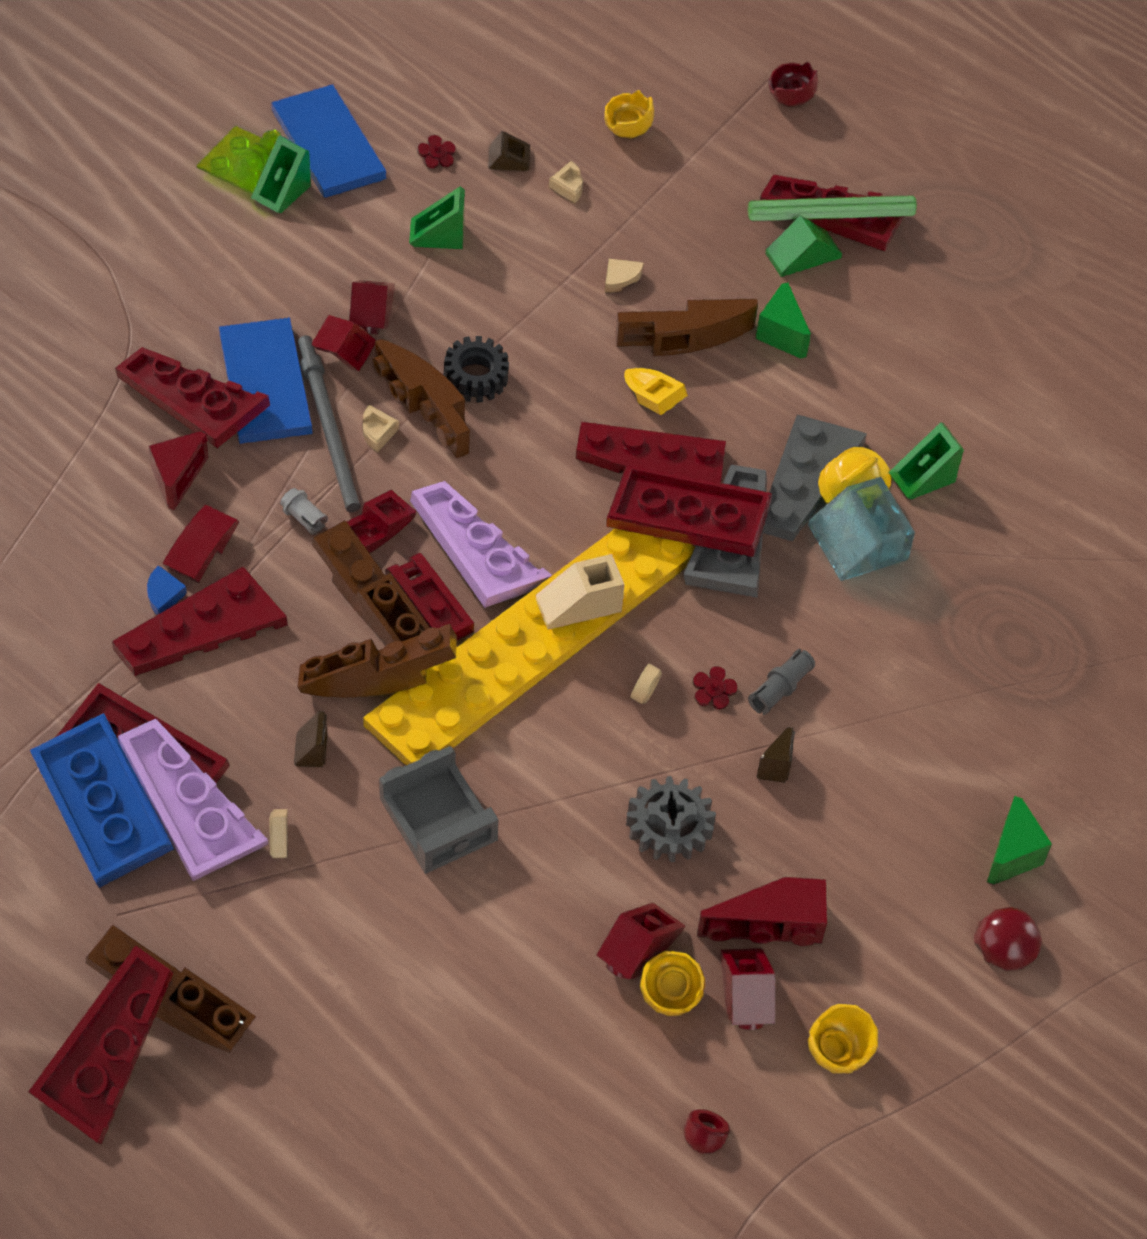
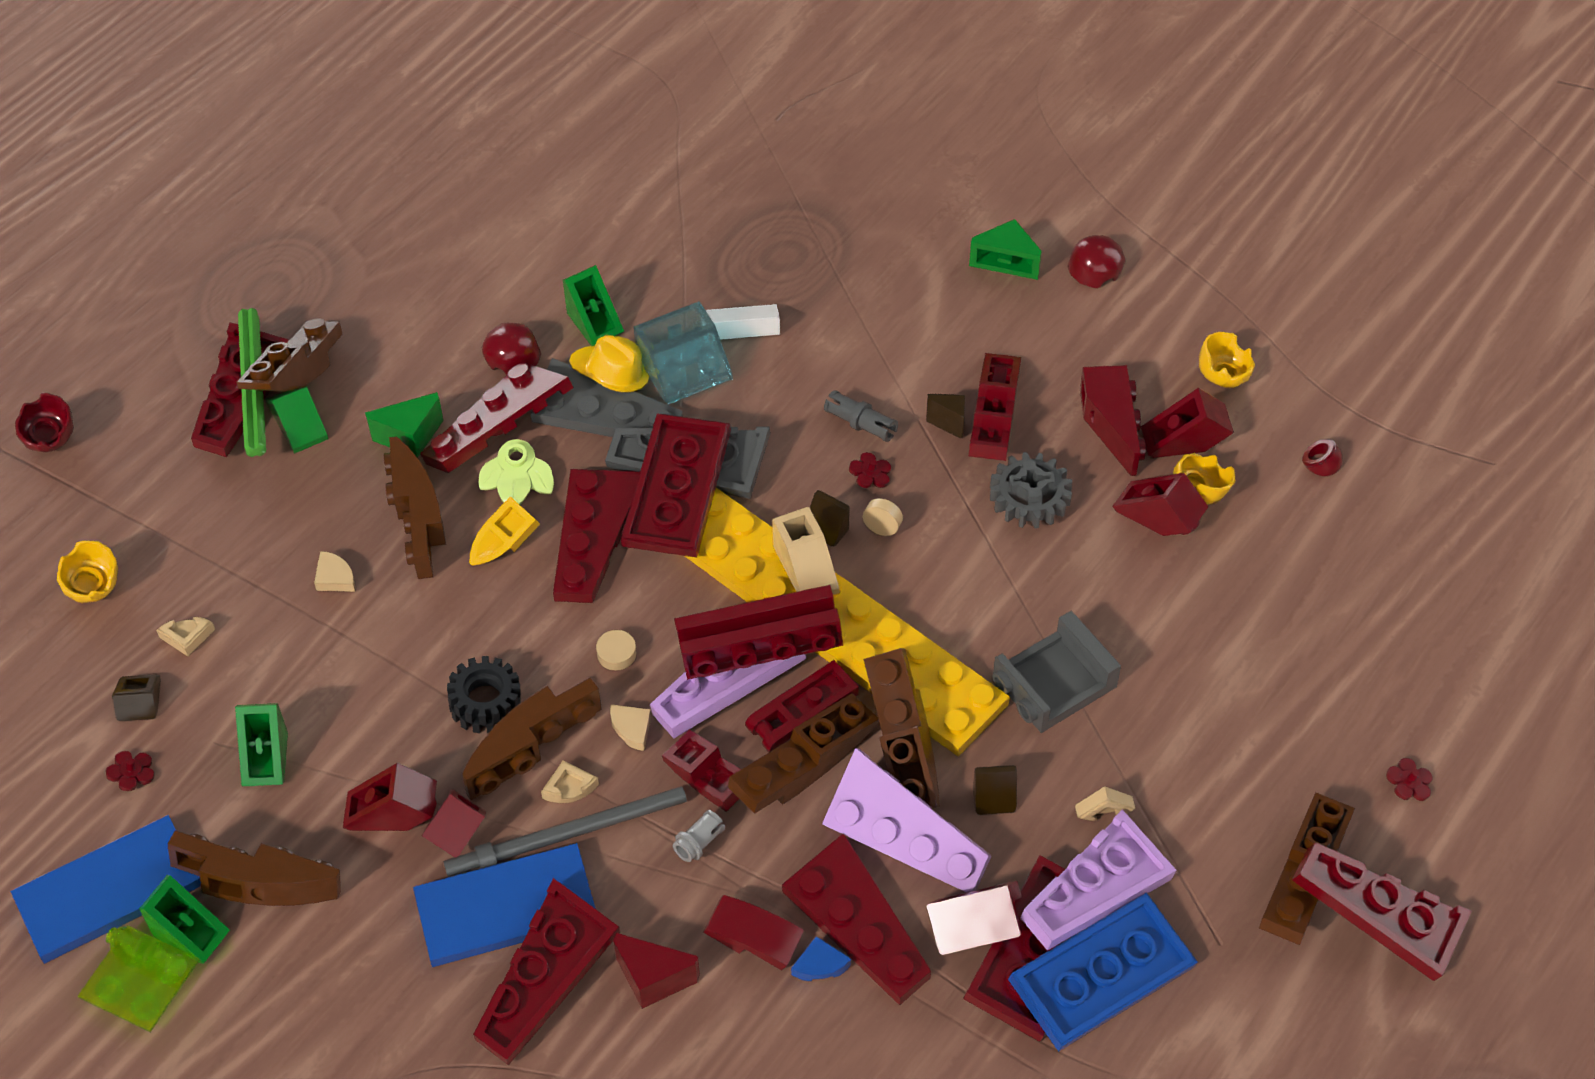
camera: 90 degrees left, 0 degrees up
(174, 691) = (976, 917): none -> panel
(266, 1125) = (1410, 780): none -> dark red plant
(279, 659) = (893, 820): none -> lavender wing
(314, 212) = (268, 878): none -> reddish brown slope
(429, 471) = (631, 724): none -> tan tile
(500, 558) = (759, 632): none -> dark red brick
(515, 467) = (616, 650): none -> tan tile
(650, 641) = (831, 516): none -> dark brown slope
(725, 403) = (516, 477): none -> yellowish green plate
(791, 804) = (995, 407): none -> dark red slope
(802, 389) = (495, 413): none -> dark red wing
(839, 227) = (296, 362): none -> reddish brown slope
(880, 405) = (509, 346): none -> dark red hair
(919, 594) = (746, 321): none -> white slope

